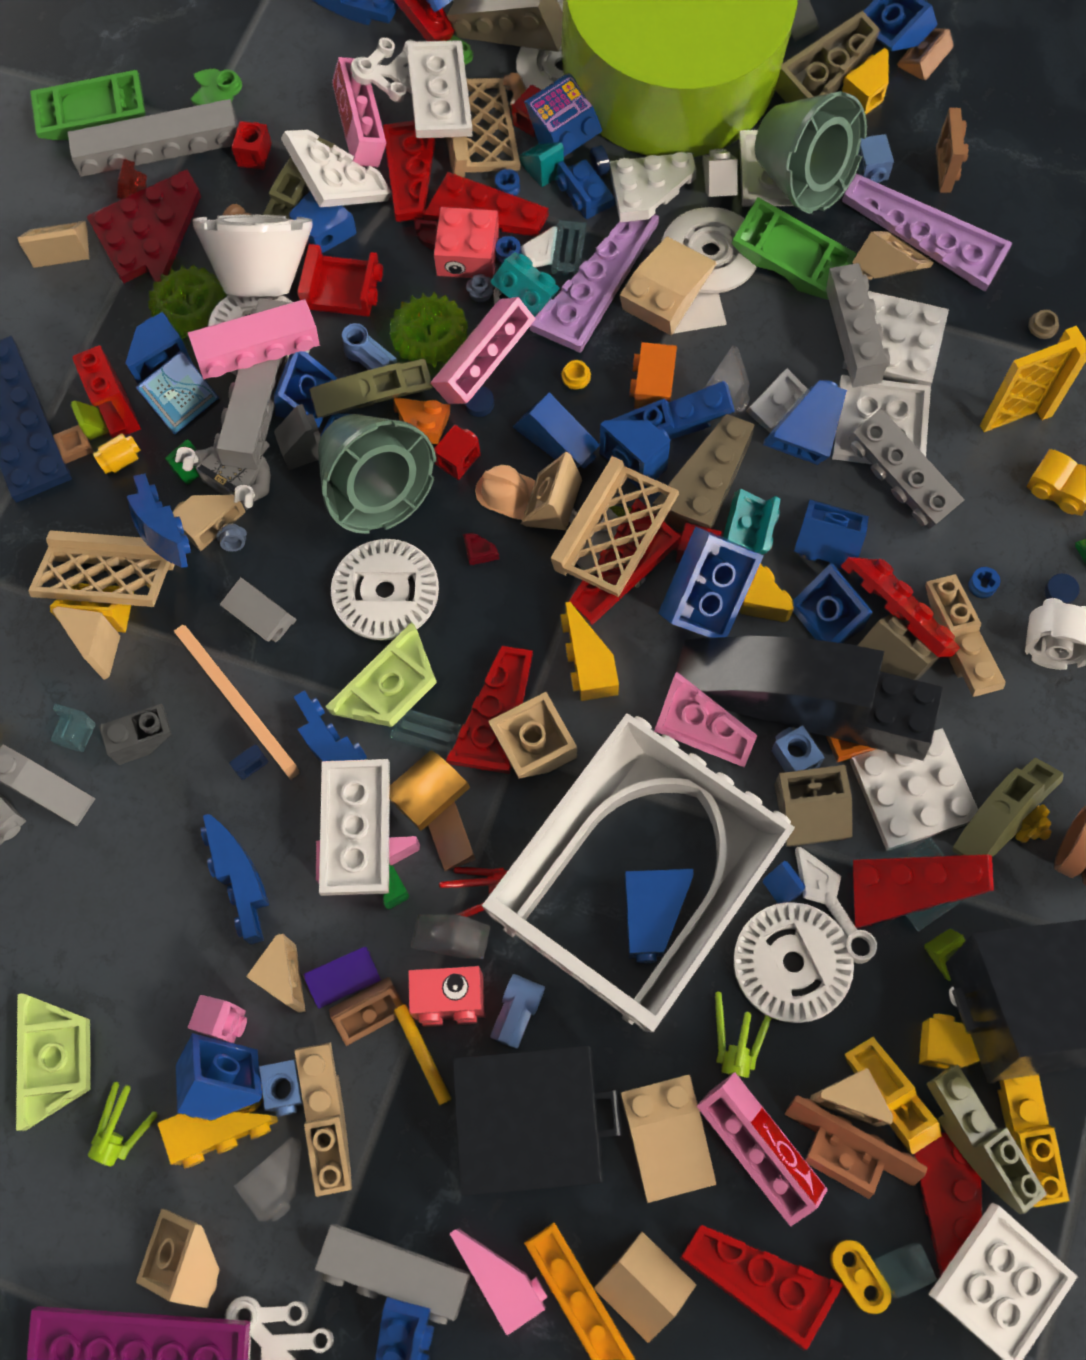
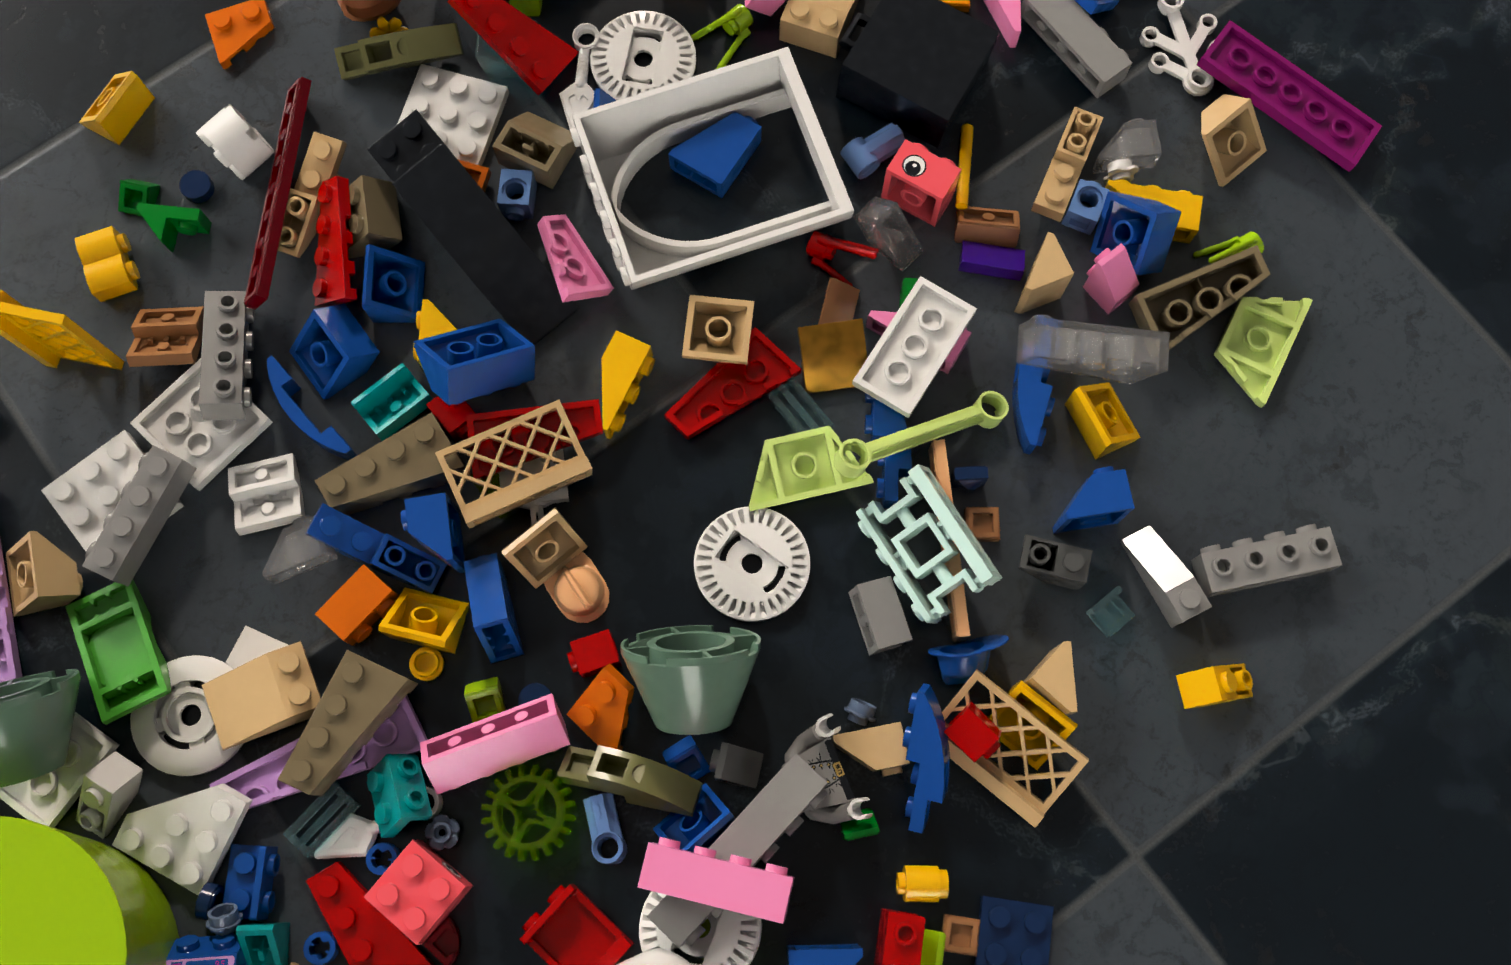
camera: 150 degrees left, 5 degrees up
(125, 1050) = (1198, 296): none -> dark tan wedge
(127, 796) = (1098, 502): none -> blue slope
(129, 556) = (974, 733): none -> red brick
(159, 889) = (1101, 418): none -> yellow slope
(166, 616) = (962, 659): none -> blue piece
(177, 392) = (824, 911): piece -> none
(195, 927) = (1093, 349): none -> clear wedge
(218, 736) = (983, 523): none -> medium nougat tile
(238, 693) = (950, 528): none -> light aqua fence
(266, 1145) = (1121, 169): none -> white plate
(303, 761) = (921, 434): none -> yellowish green piece
(479, 549) = (642, 547): dark red tile -> none
(517, 381) = (484, 698): none -> lime slope
(585, 152) = (224, 919): none -> sand blue plate
(596, 304) = (344, 720): none -> dark tan wedge
(597, 393) = (425, 620): none -> yellow slope
(810, 424) = (263, 456): blue slope -> none
(810, 469) = (285, 387): none -> blue slope
(968, 461) = (166, 336): none -> medium nougat slope
(989, 619) = (277, 194): none -> dark red tile
(992, 585) = (241, 230): blue bush -> none
(1051, 541) = (169, 220): none -> green slope

